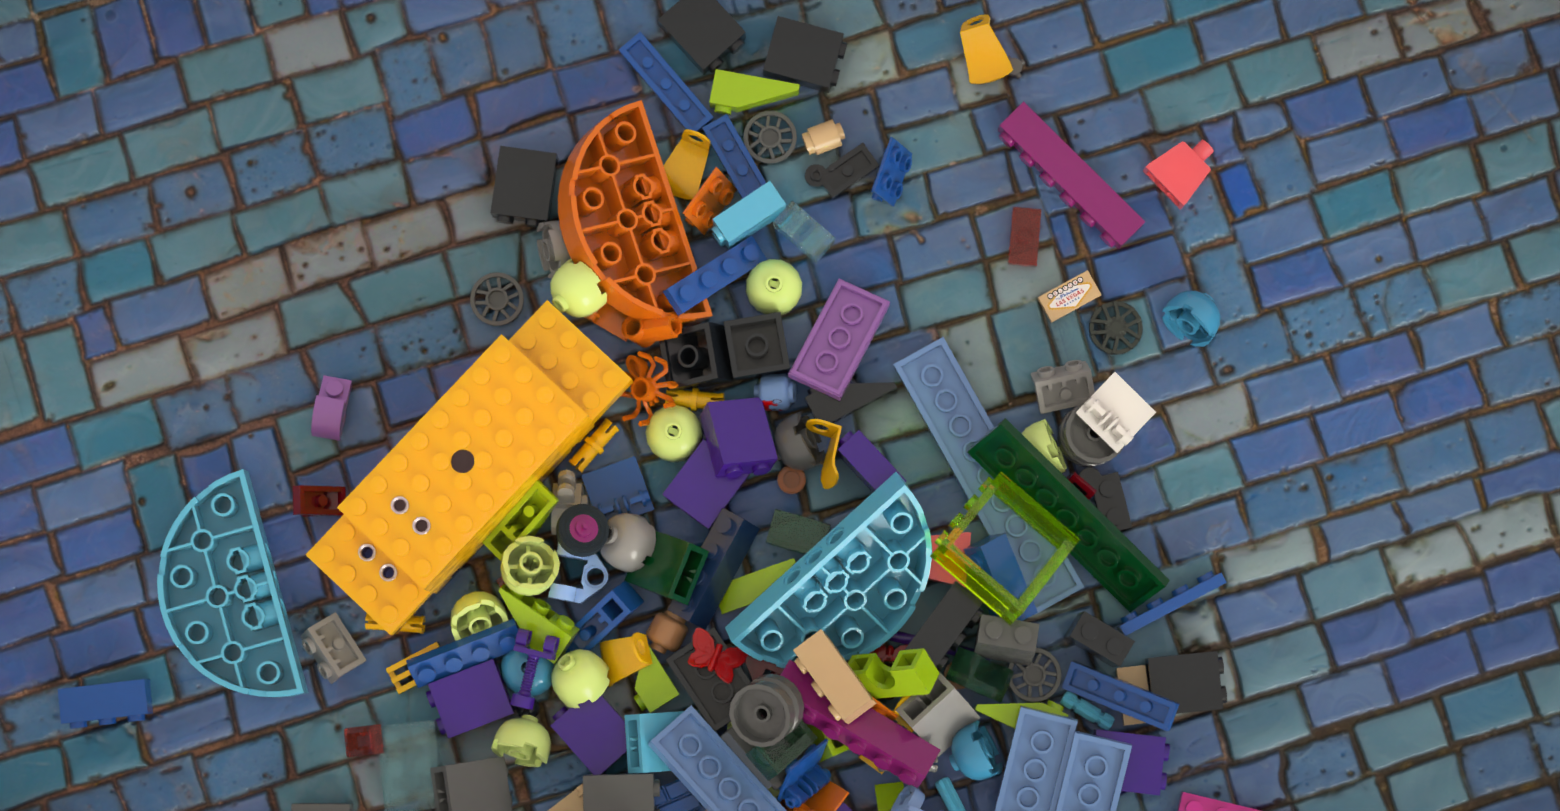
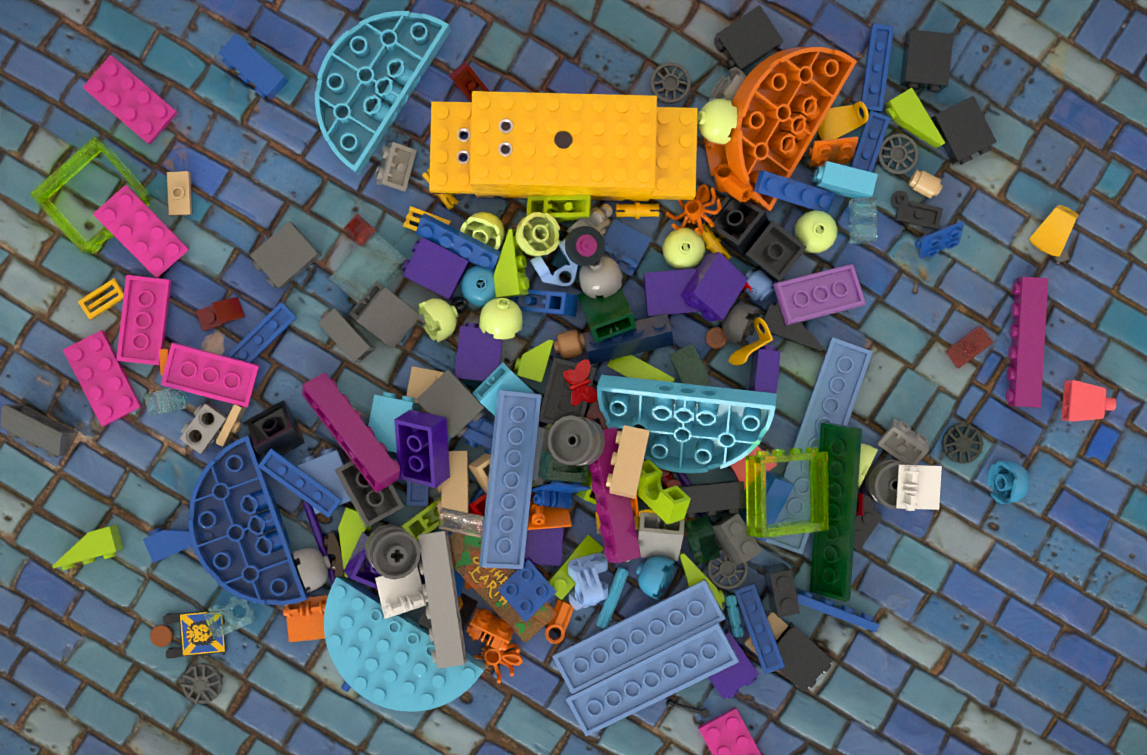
camera: 50 degrees right, 5 degrees up
(330, 408) = (526, 44): medium lavender brick -> none
(523, 638) = (462, 296): dark purple bar -> none
(625, 656) = (535, 333): yellow piece -> none
(1069, 296) = (957, 401): tile -> none

